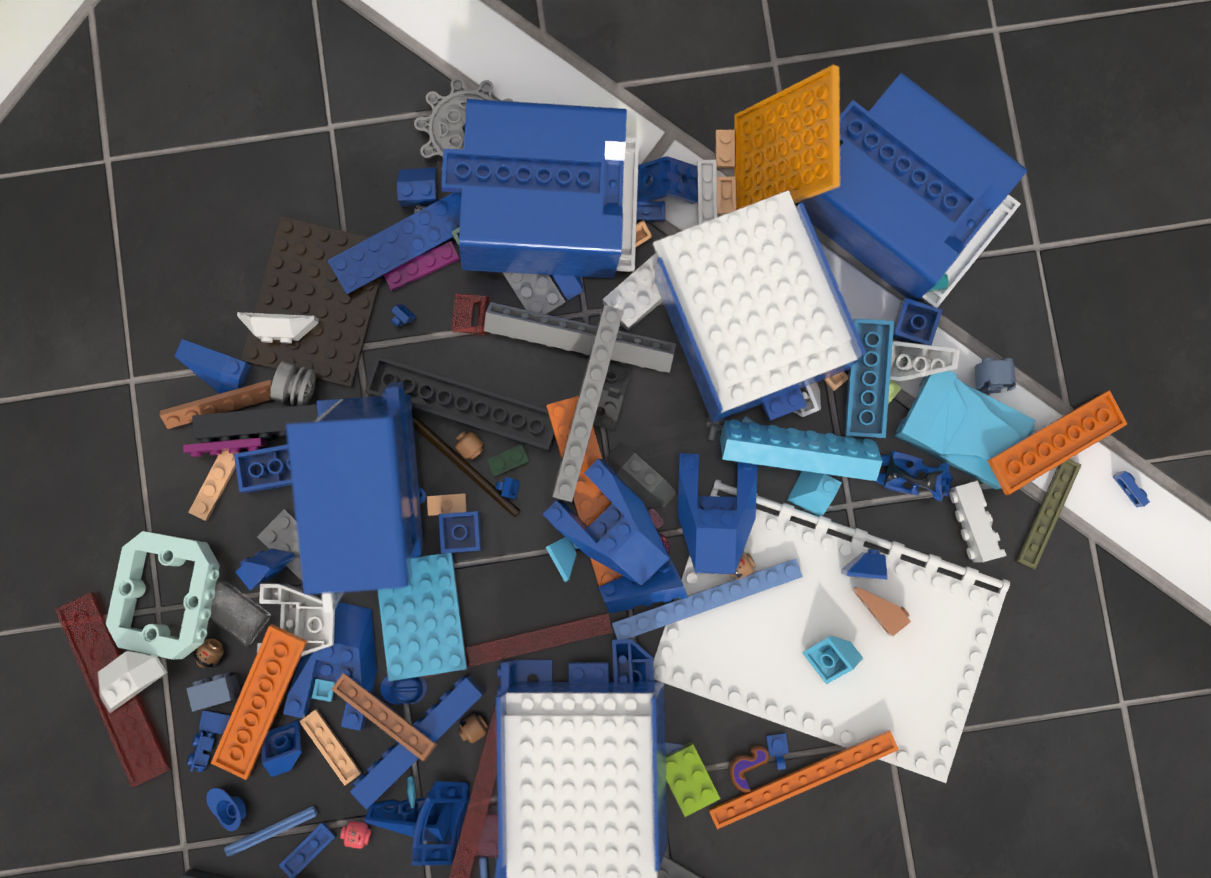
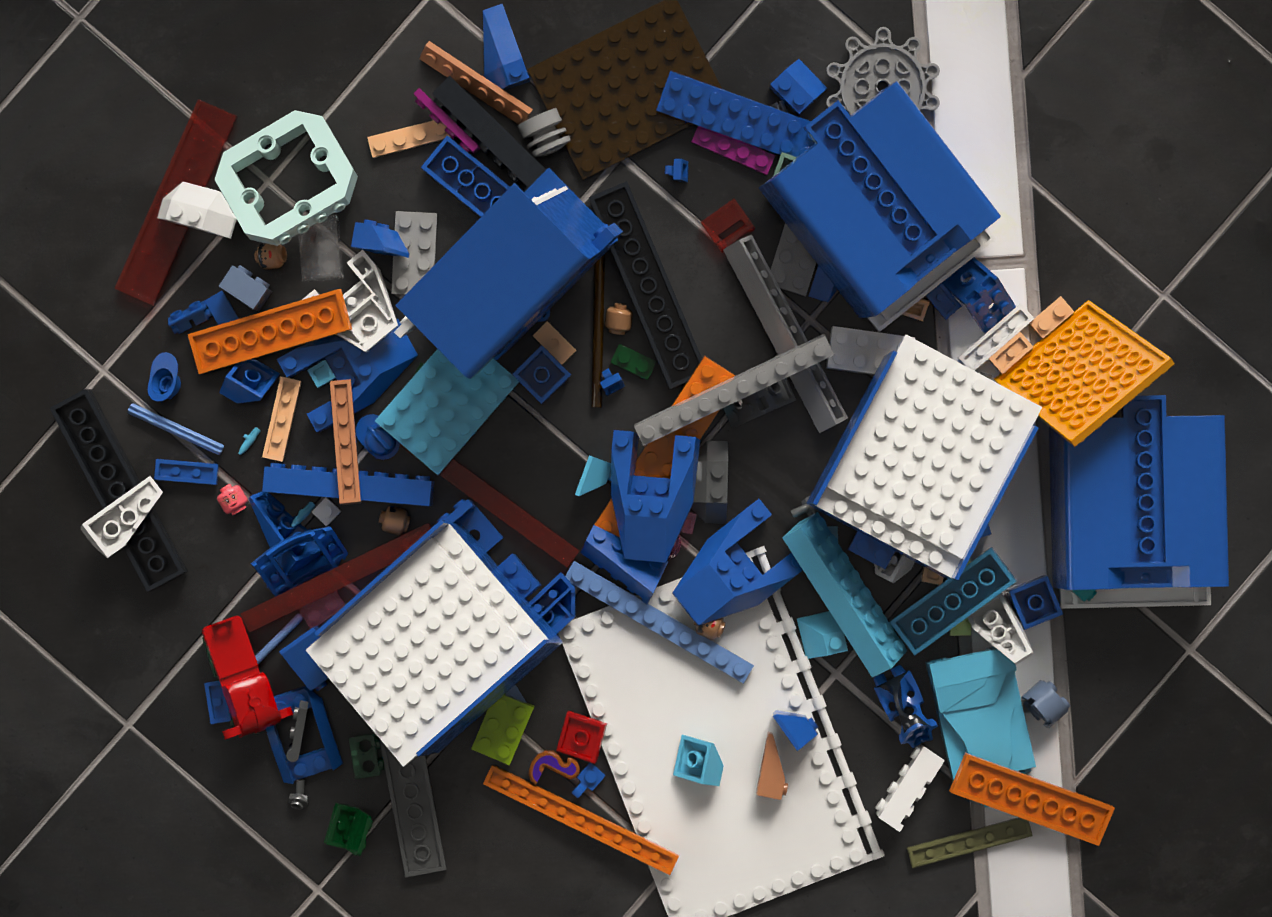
camera: 45 degrees right, 5 degrees up
(278, 326) = (580, 77): white wedge -> none
(325, 783) = (249, 440): none -> medium azure helmet
(424, 772) = (326, 511): none -> white plate
(743, 727) = (581, 737): none -> red tile
(1128, 485) = (1045, 901): blue plate -> none

